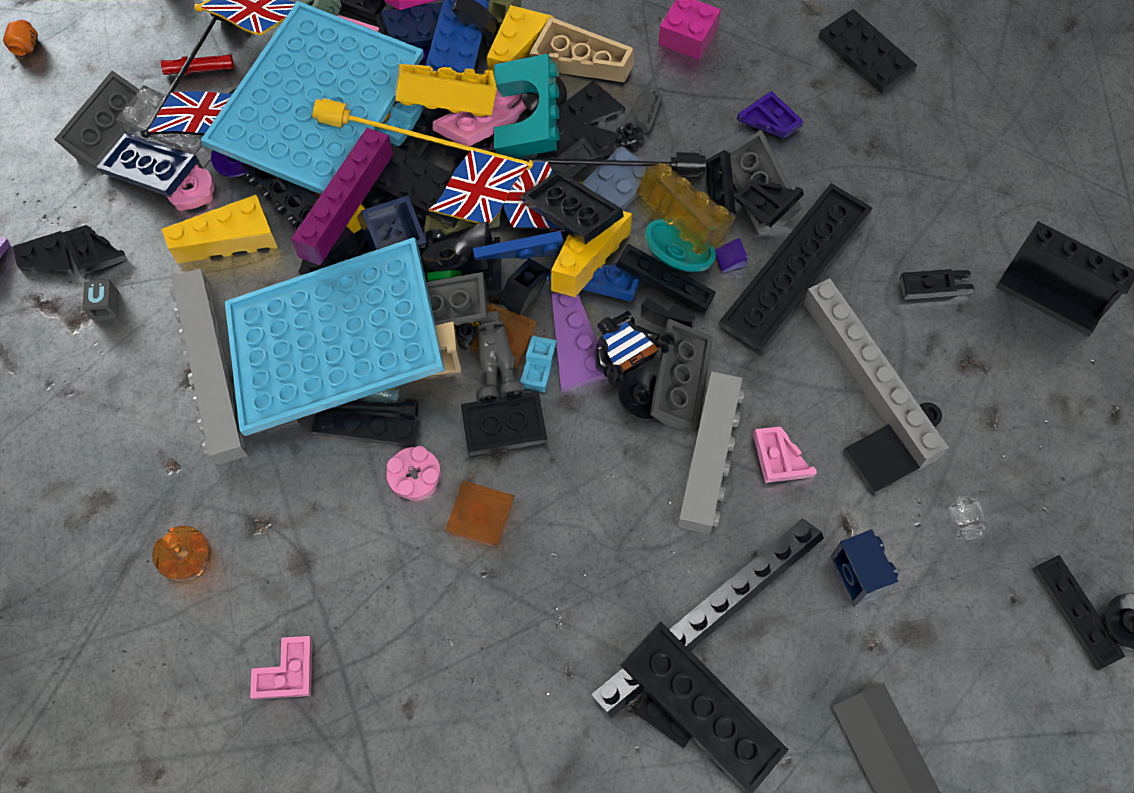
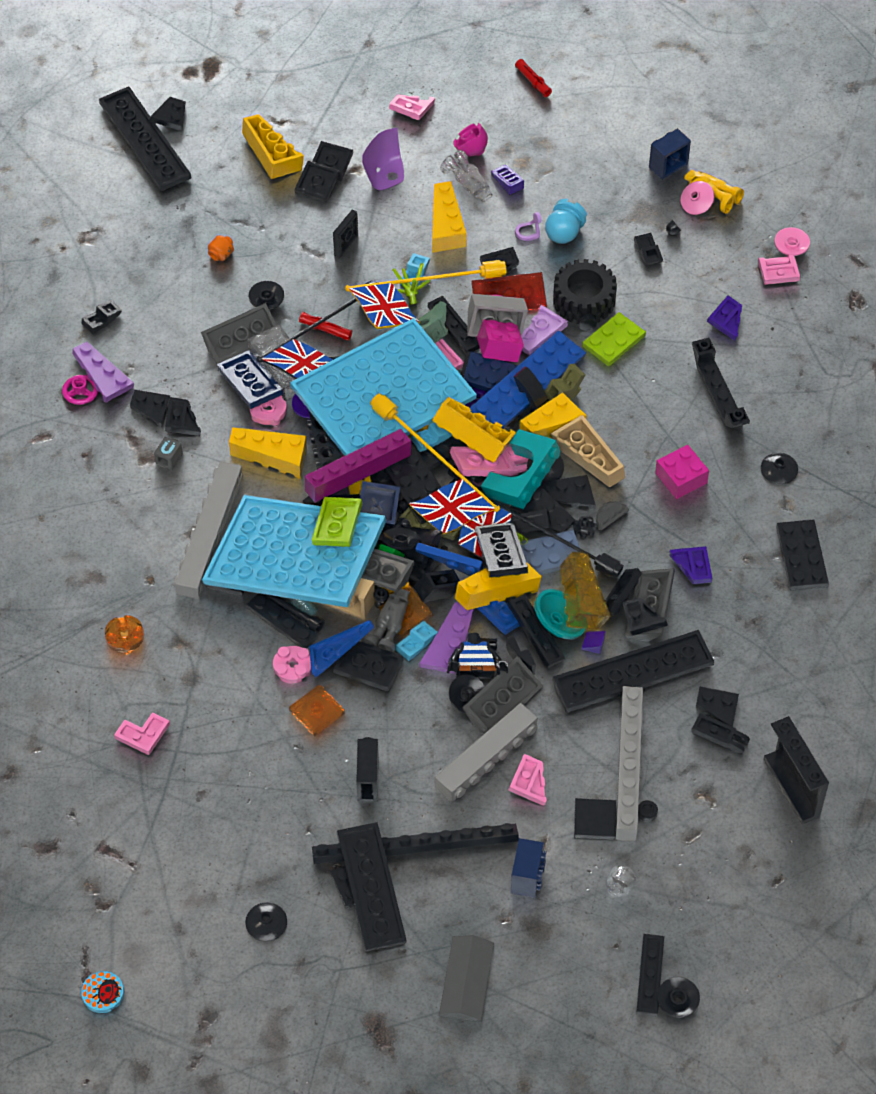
camera: 30 degrees right, 10 degrees down
(104, 60) = (266, 292): none -> black dish
(363, 274) = (337, 521): none -> lime plate
(450, 431) = (331, 649): none -> blue wing
(596, 555) = (367, 769): none -> black brick
(908, 253) = (718, 704): none -> black wing

